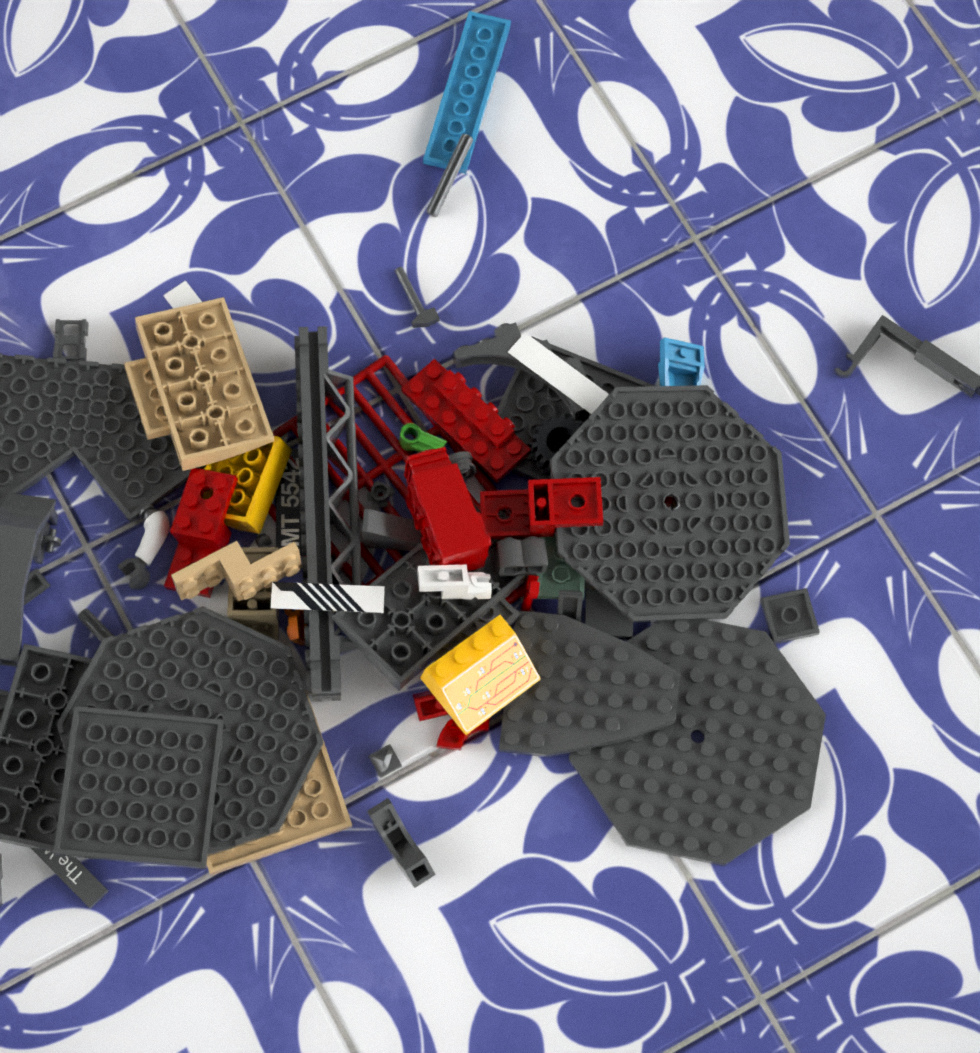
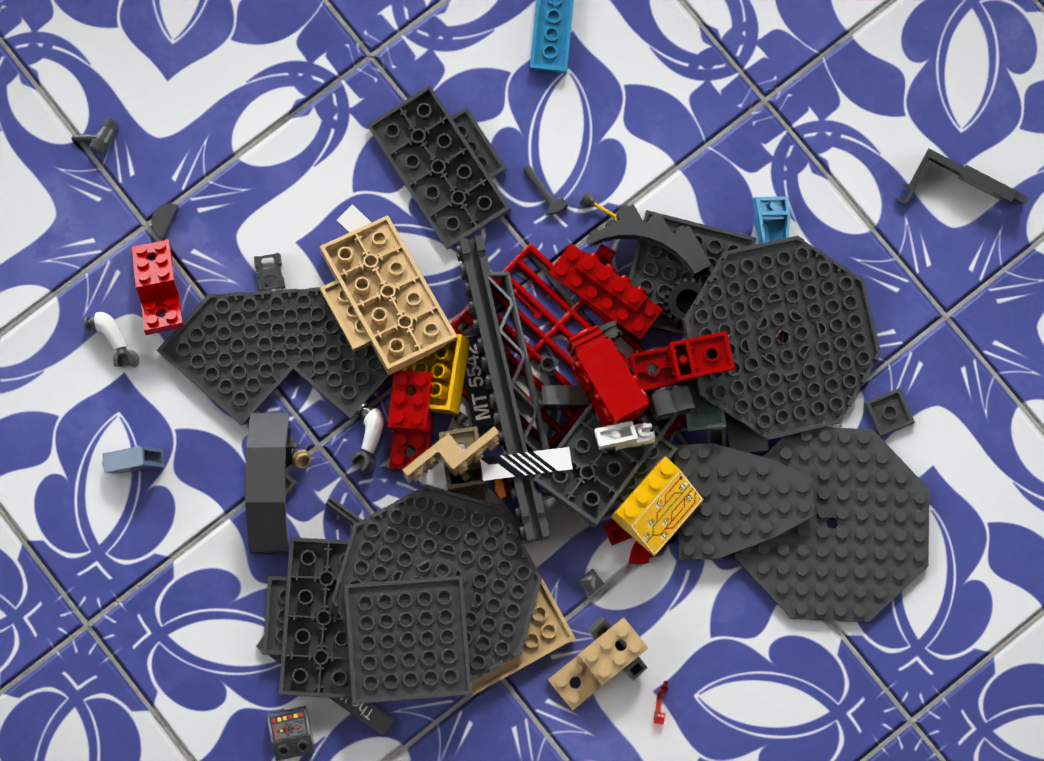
camera: 10 degrees left, 10 degrees up
(60, 557) = (301, 459): none -> tan plate
(301, 251) = (443, 165): none -> dark grey slope
(373, 859) = (598, 663): none -> tan bracket
(379, 435) = (537, 314): none -> red hinge
(423, 440) = (576, 316): bright green piece -> none
(440, 940) = (658, 716): none -> clear red piece
(449, 175) = (554, 79): dark grey axle -> none
(465, 315) = (588, 200): none -> dark grey hinge
(475, 378) = (605, 253): none -> red hinge
(531, 593) = (684, 429): red bar -> none
(558, 373) = (675, 242): white sticker -> none

